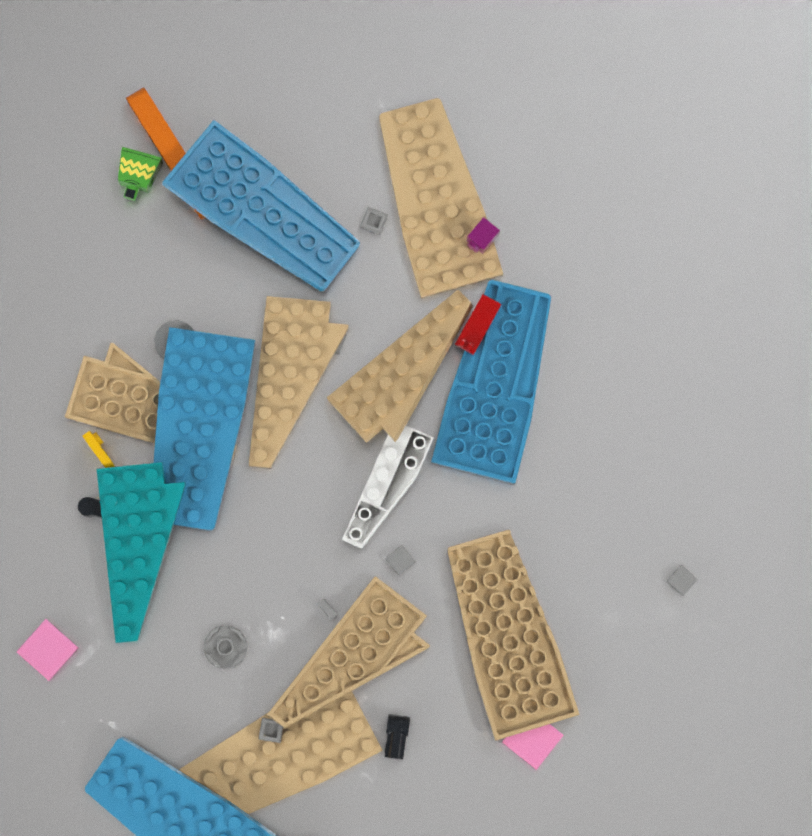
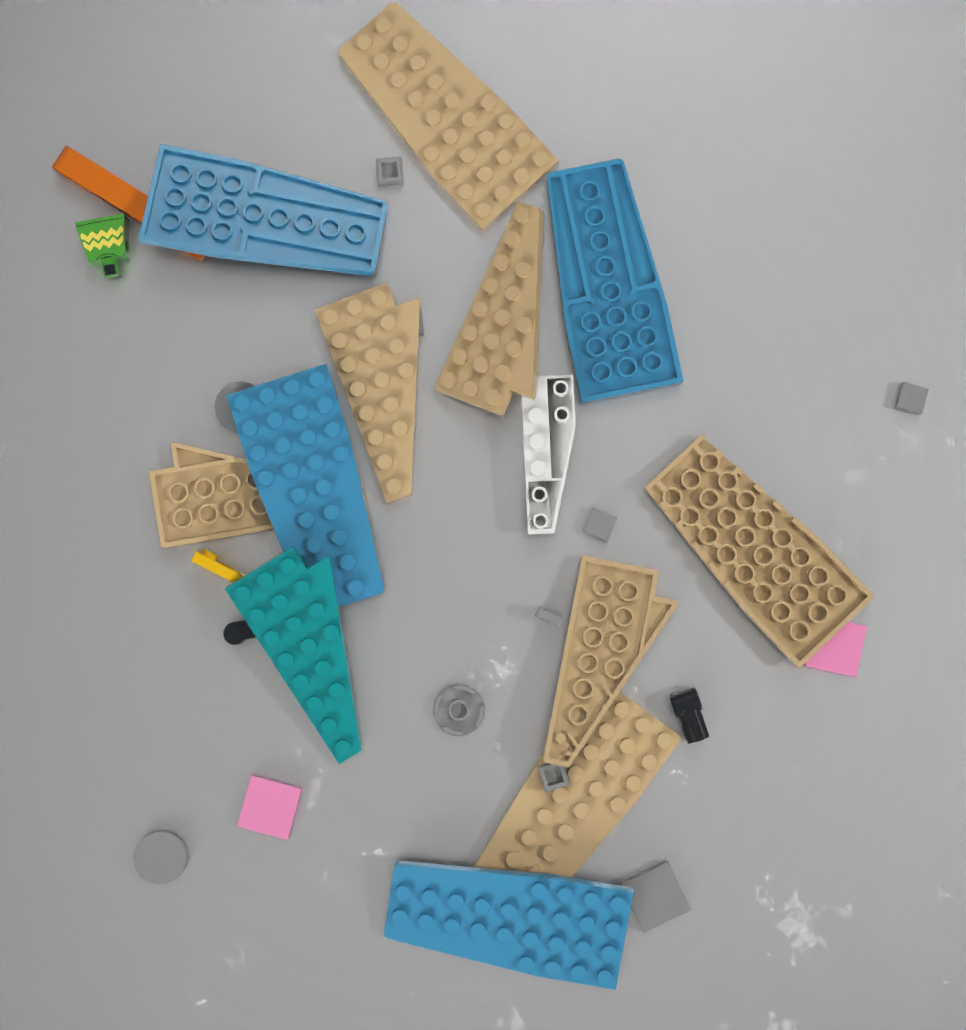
camera: 20 degrees left, 5 degrees up
(478, 324) = (559, 228): red hinge -> none
(482, 236) = (517, 129): magenta brick -> none

